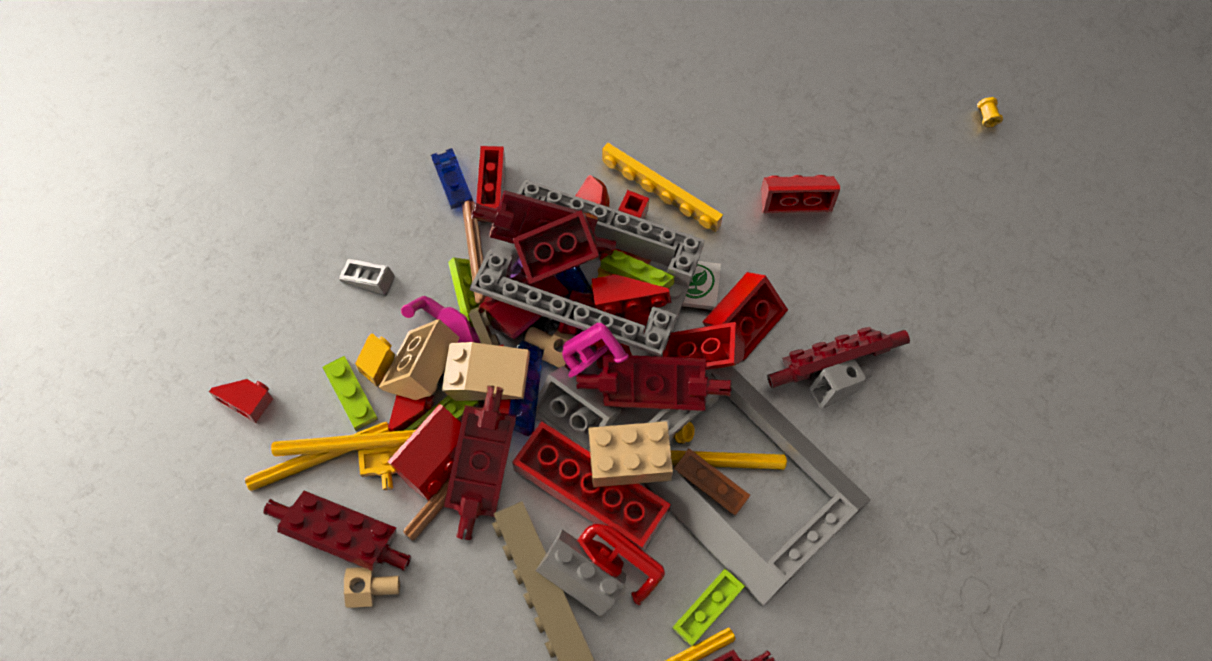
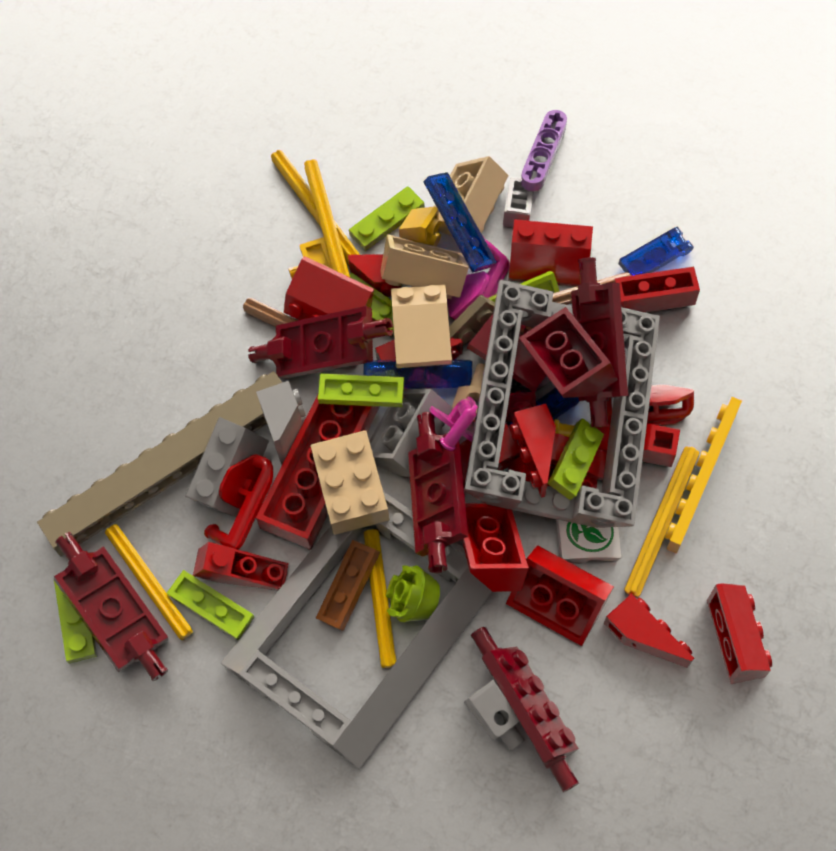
camera: 85 degrees right, 0 degrees up
(244, 397) = (359, 128): red slope -> none
(320, 243) = (545, 150): none -> medium lavender beam
(338, 531) = (238, 240): dark red plate -> none
(350, 314) = (479, 186): none -> tan slope
(373, 586) = (188, 282): tan piece -> none
(389, 318) = (459, 222): none -> clear blue plate
(425, 259) = (548, 247): none -> red slope
(539, 432) = (361, 390): none -> lime plate
(556, 507) = (283, 415): none -> light grey slope
(678, 577) = (239, 567): none -> red slope
(685, 434) = (401, 553): yellow plate -> none
(698, 230) = (661, 521): none -> yellow axle
(731, 428) = (413, 594): none -> lime cone
(783, 261) = (642, 631): none -> red slope

